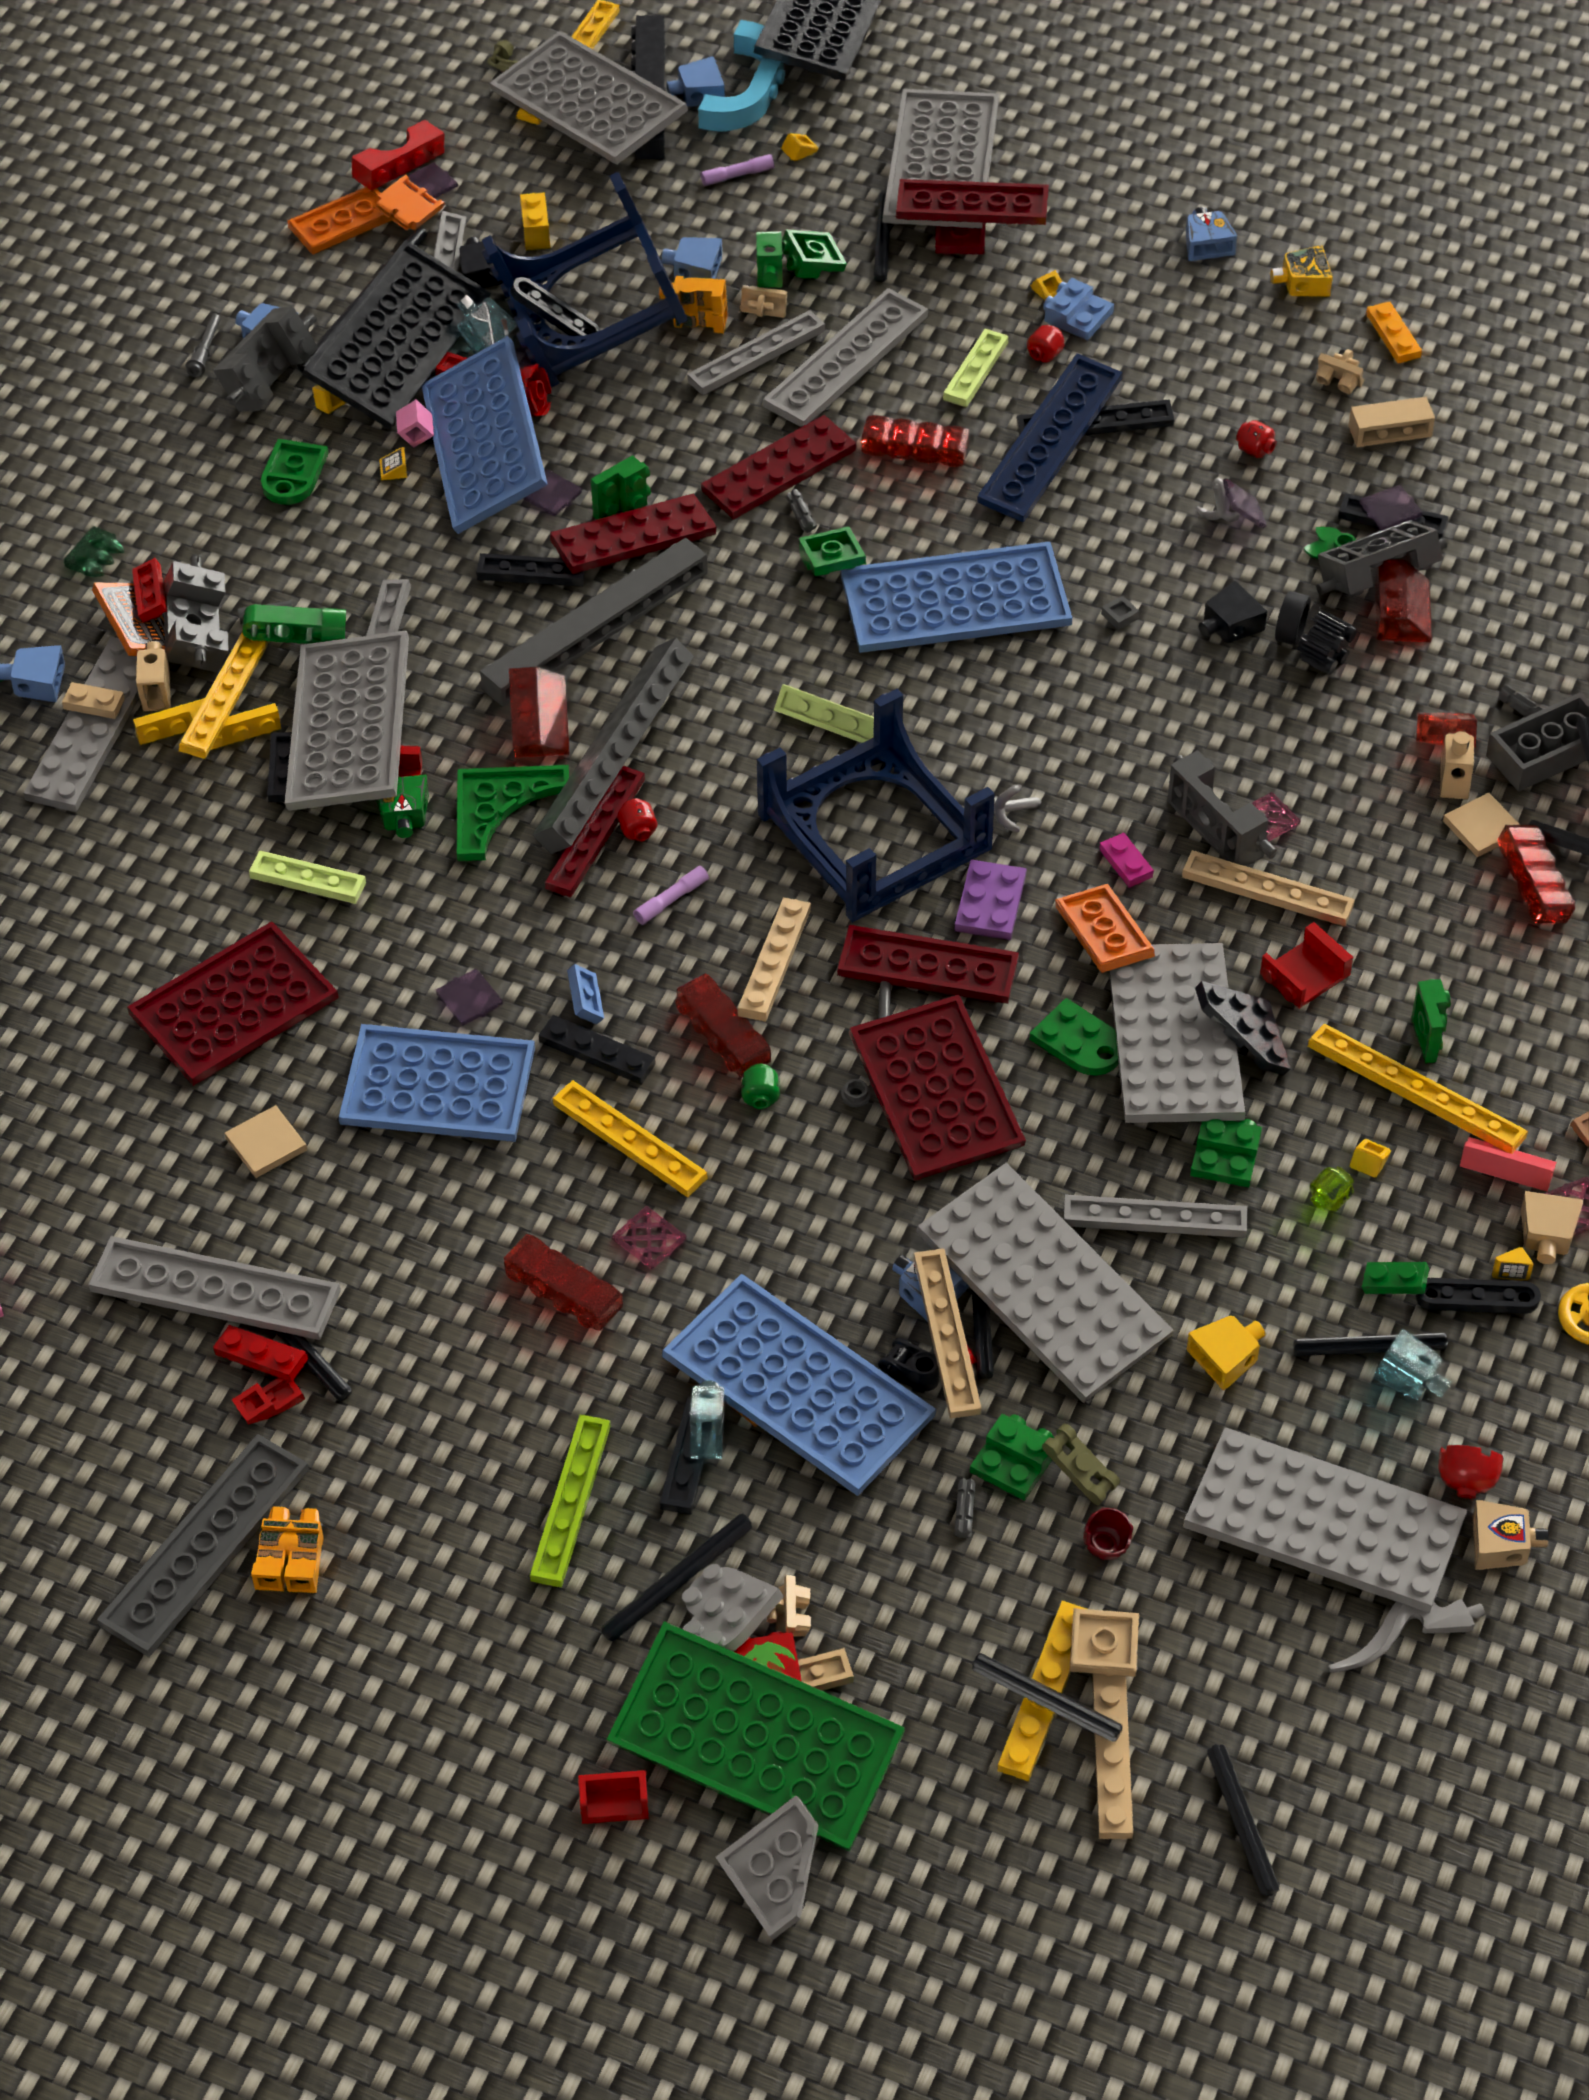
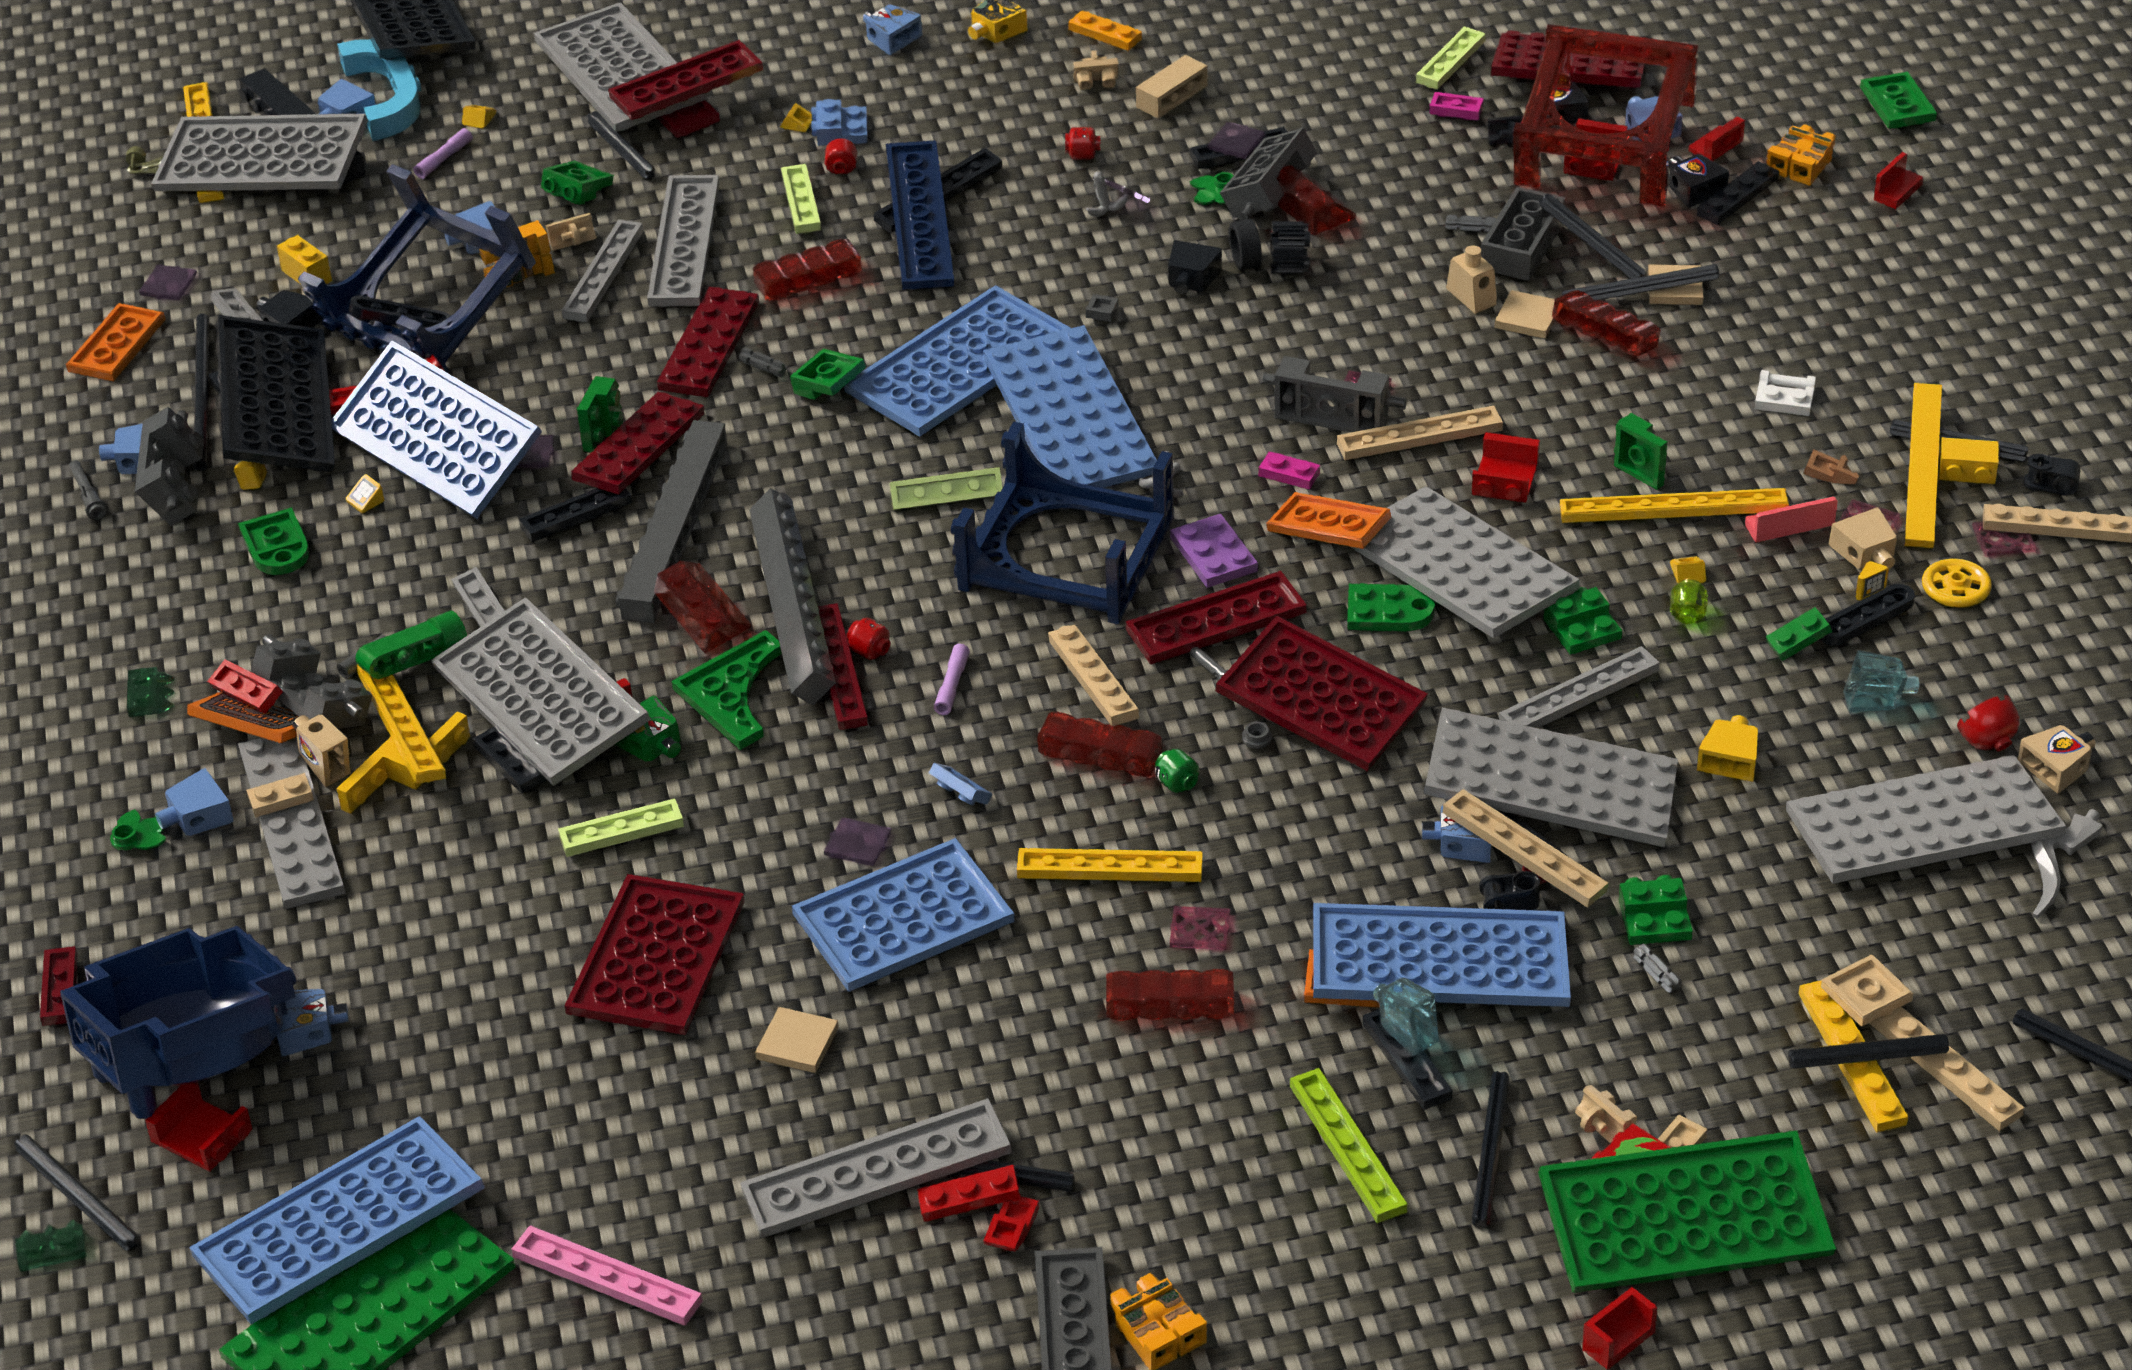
camera: 35 degrees left, 10 degrees down
(379, 167) = (117, 285): red arch -> none
(406, 205) = (172, 300): orange plate -> none
(414, 423) = (356, 453): bright pink brick -> none
(483, 323) = (344, 354): clear light blue torso -> none
(597, 1049) = (1010, 819): black plate -> none
(728, 1605) = (1561, 1133): light grey plate -> none
(769, 264) = (552, 196): green torso -> none
(774, 1865) = (1796, 1295): light grey plate -> none
(996, 698) = (1071, 408): none -> medium blue plate
(1080, 1464) = (1714, 884): olive plate -> none
(1108, 1533) = (1785, 919): dark red hair -> none
(1247, 1023) = (1516, 527): black plate -> none
(1361, 1344) = (1811, 698): black axle -> none
(1434, 726) = (1435, 262): clear red slope -> none

